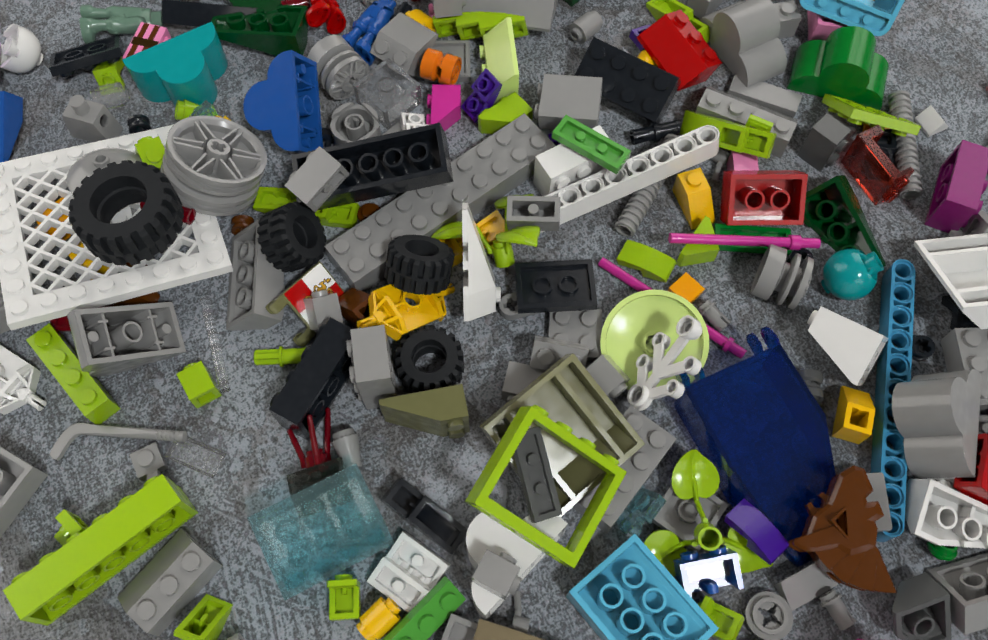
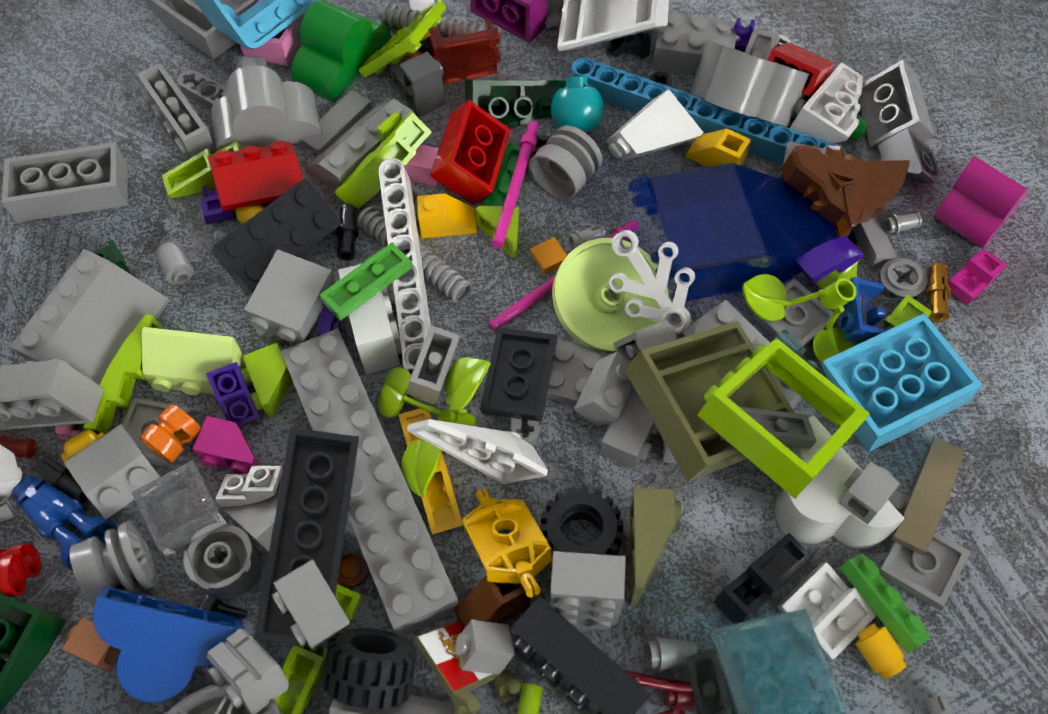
camera: 75 degrees left, 5 degrees down
(267, 157) = (247, 672): none -> light grey brick
(344, 598) = (856, 687): lime bracket -> none
(419, 264) = (461, 509): black tyre -> none
(648, 260) = (505, 281): lime slope -> none

